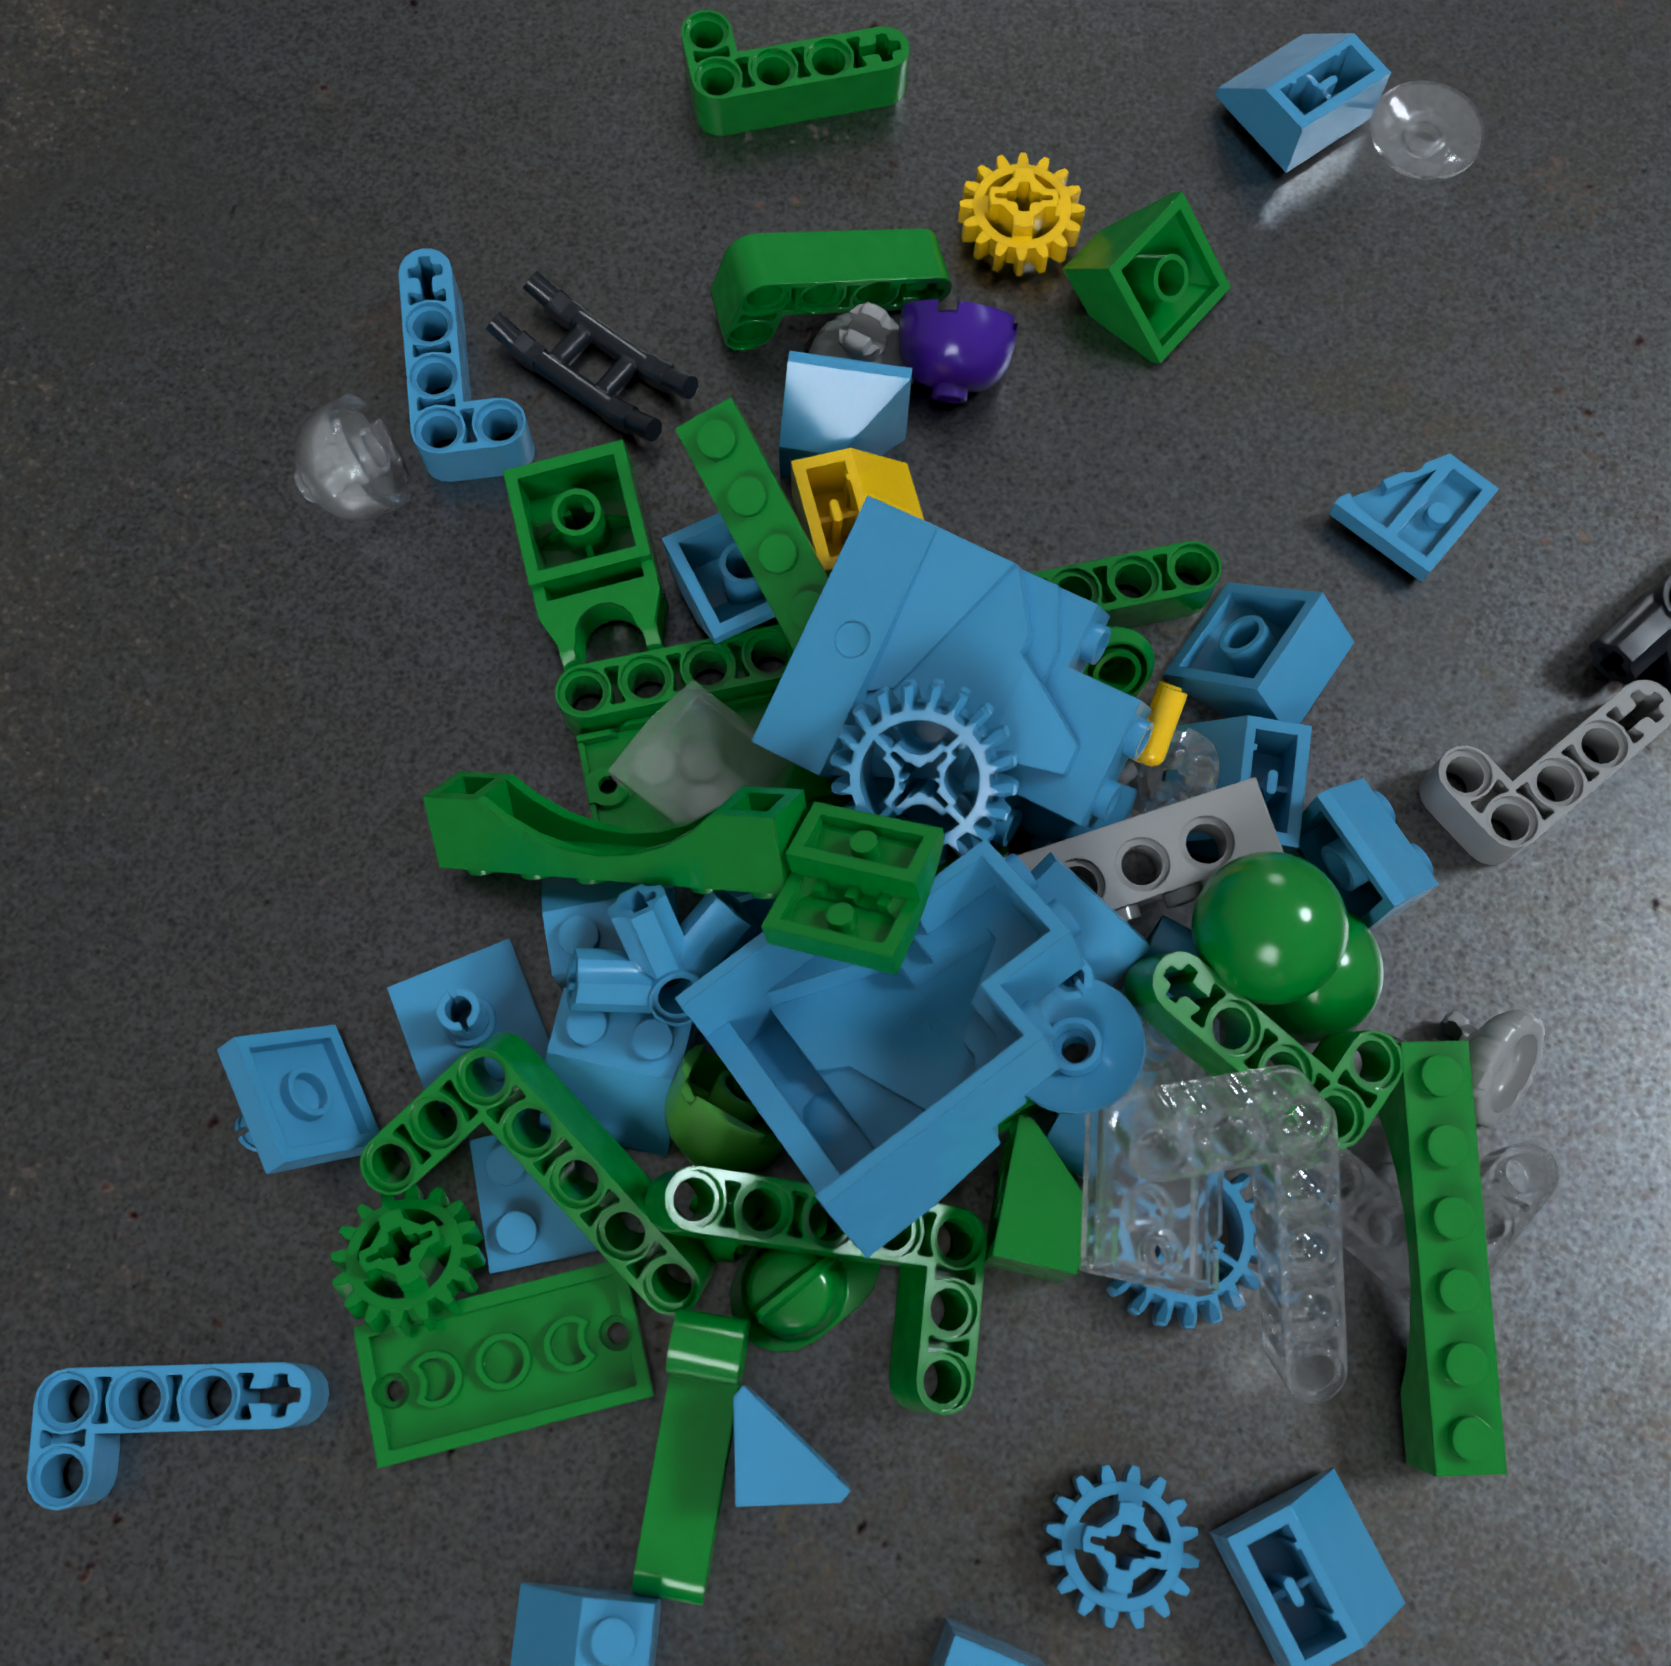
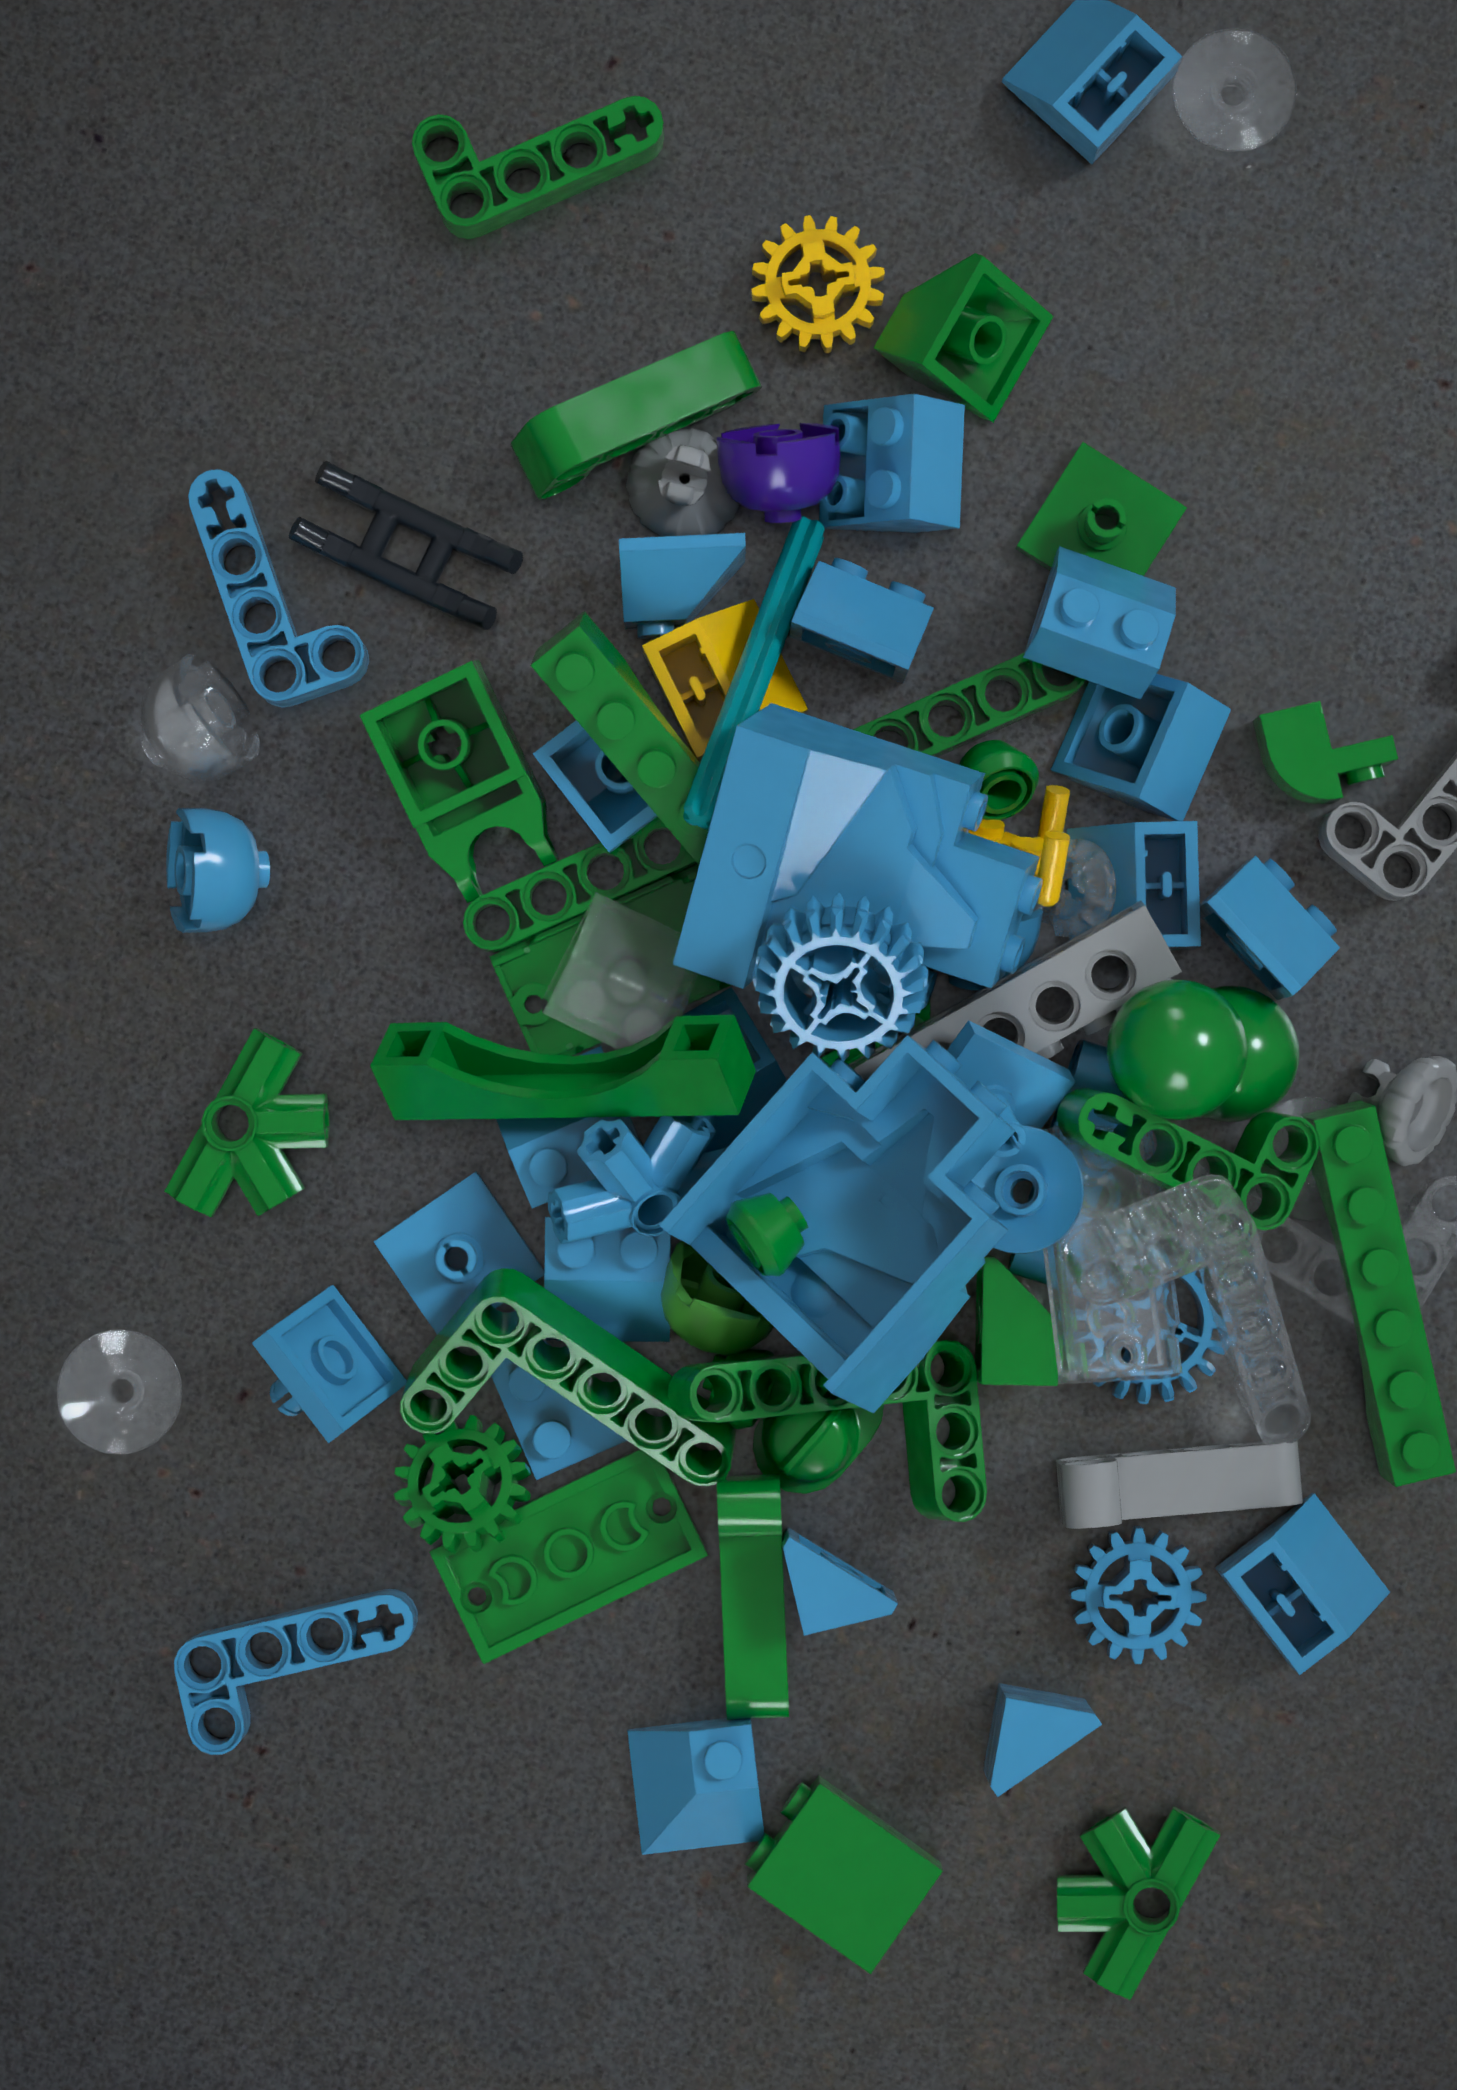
camera: 10 degrees left, 15 degrees up
(51, 1080) = (88, 1400): none -> clear dish
(292, 875) = (274, 1124): none -> green piece
(331, 596) = (214, 869): none -> dark azure cylinder
(791, 1032) = (767, 1231): none -> green cone
(855, 887) = (800, 1100): green slope -> none
(904, 488) = (756, 663): none -> teal axle
(1003, 497) = (861, 619): none -> dark azure slope
(1065, 372) = (896, 465): none -> dark azure slope
(1186, 1422) = (1177, 1482): none -> light grey beam
(1241, 533) = (1102, 623): none -> dark azure slope
(1247, 469) = (1103, 515): none -> green tile
(1417, 513) = (1280, 546): dark azure wing -> none
(1422, 713) = (1301, 758): none -> green brick

